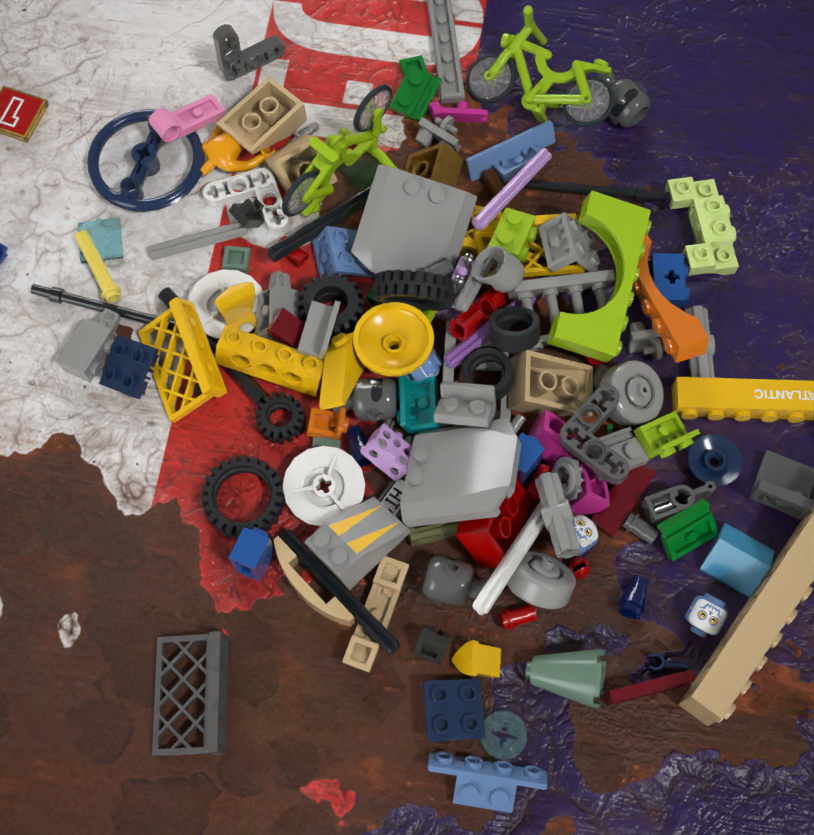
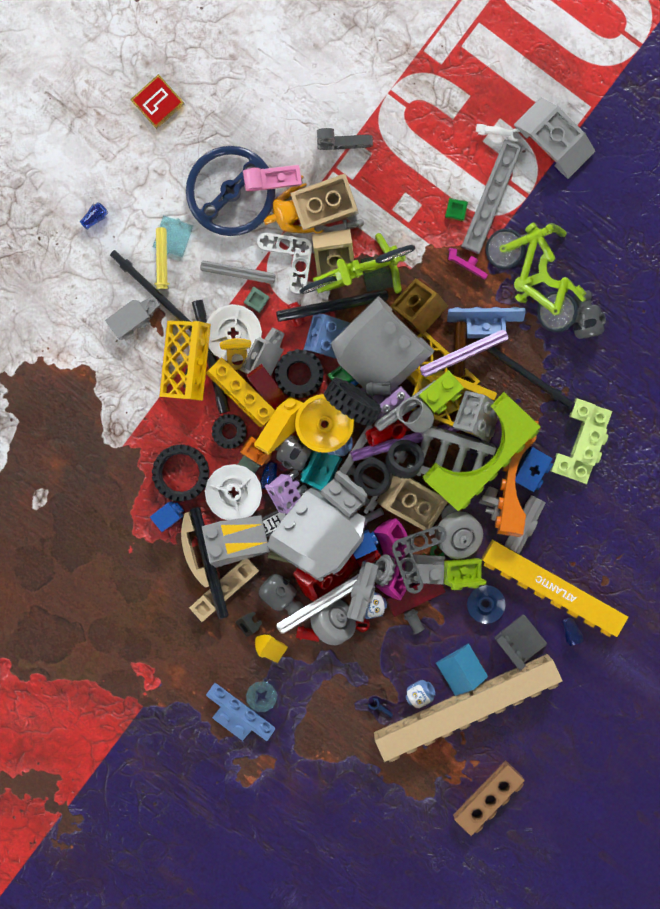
camera: 35 degrees right, 20 degrees up
(129, 366) = (149, 346): dark blue hinge -> none
(215, 694) = (105, 588): flat silver fence -> none
(248, 213) = (279, 271): pearl dark grey tile -> none
(318, 329) = (279, 392): light grey panel -> none
(415, 93) = (445, 233): green plate -> none
(429, 131) = (438, 269): light grey hips -> none
(453, 710) = (239, 668): dark blue hinge -> none
(570, 675) = (318, 686): sand green cone -> none
(633, 600) = (384, 660): clear blue cone -> none
(649, 687) = (361, 716): dark red tile -> none
(664, 506) = (439, 612): dark grey piece -> none
(687, 530) = (441, 638): green plate -> none

